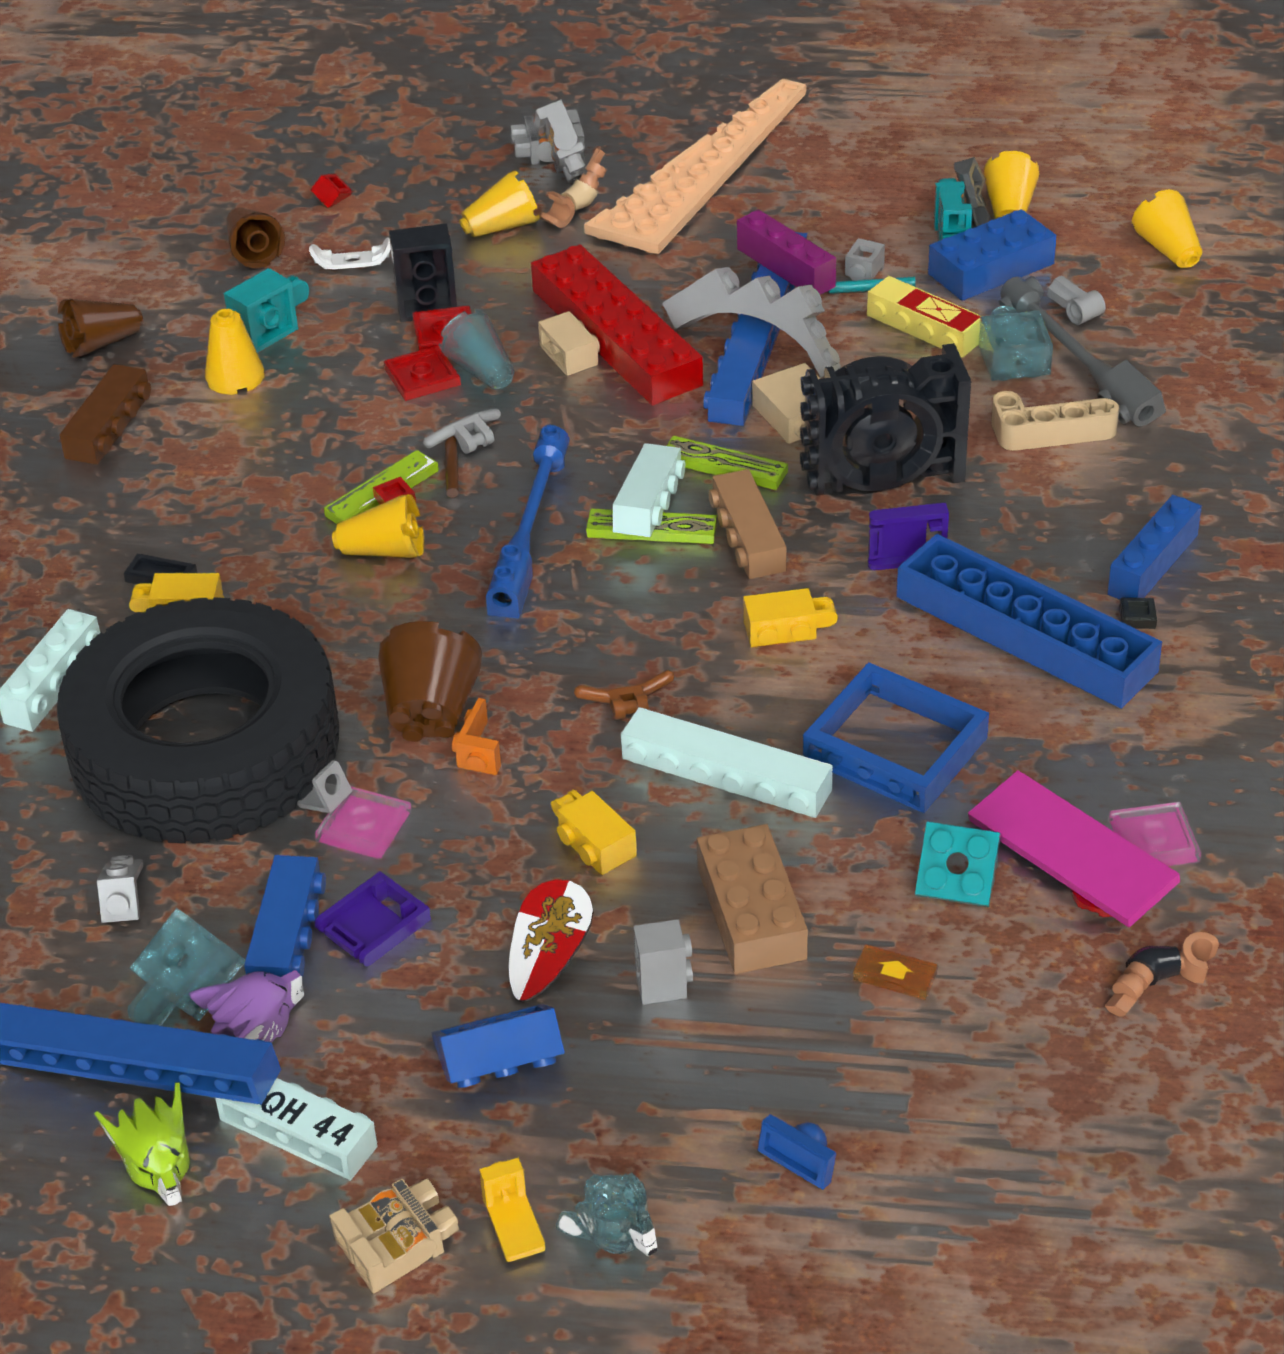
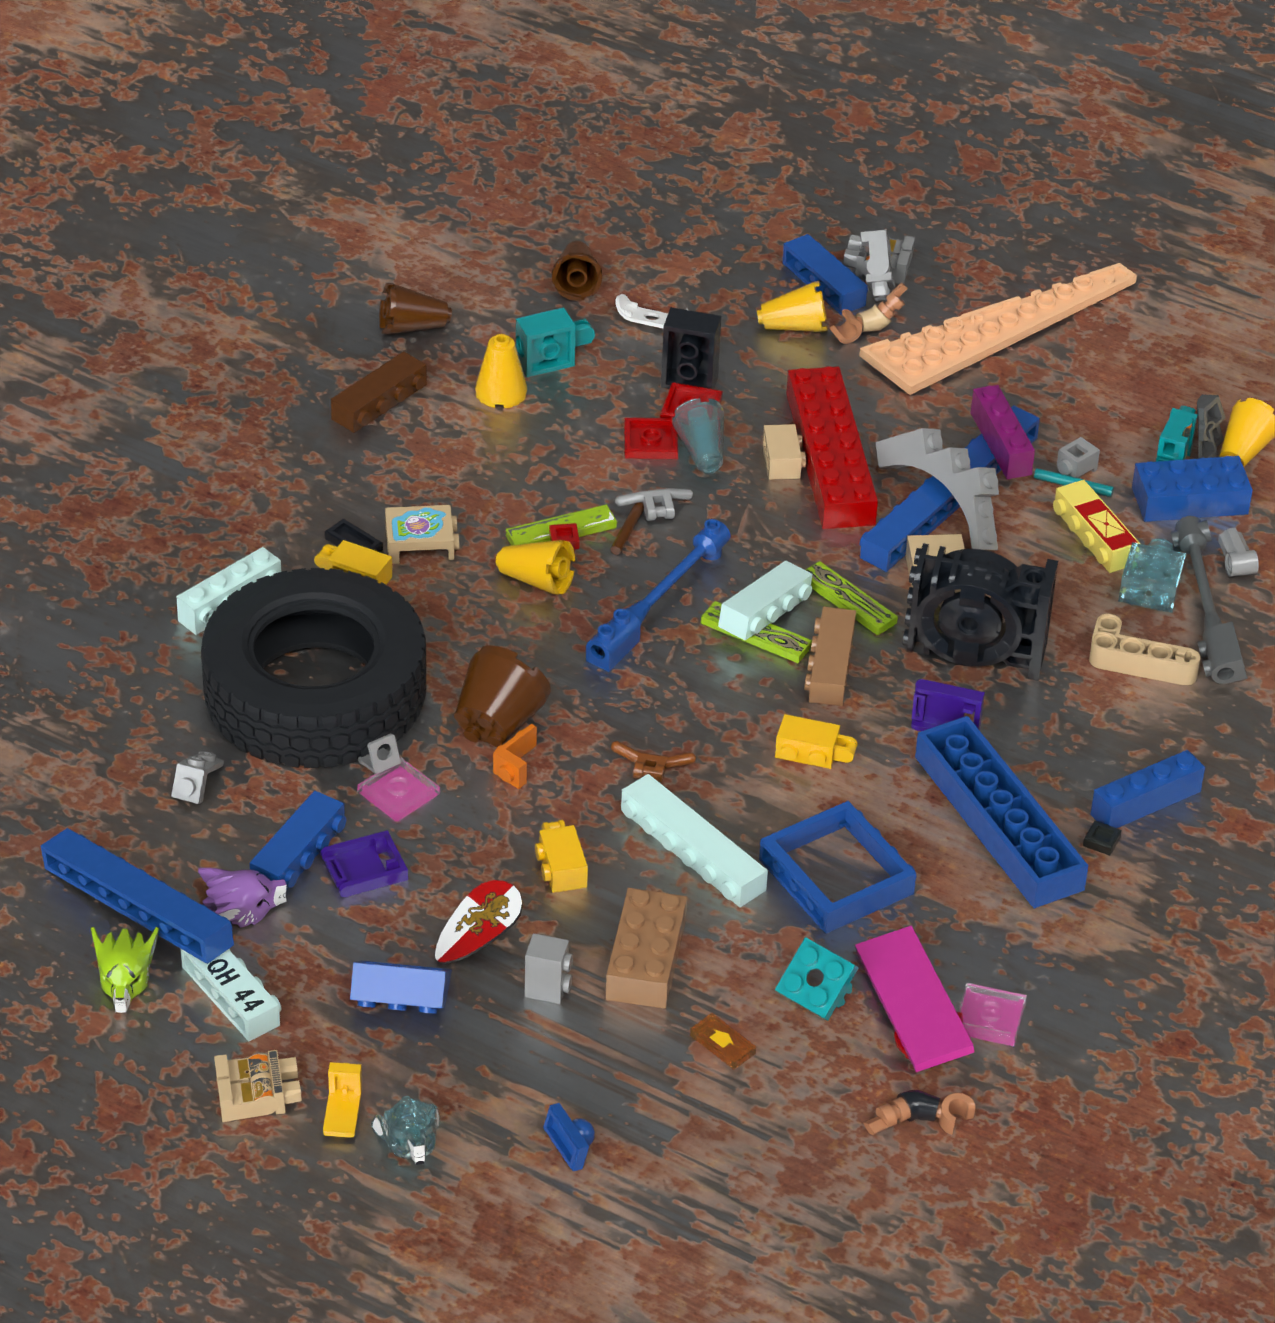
camera: 20 degrees right, 0 degrees up
(169, 985) = (203, 842): clear light blue brick -> none
(231, 537) = (420, 529): none -> panel
(330, 190) = (669, 247): red slope -> none
(490, 163) = (814, 263): none -> blue brick

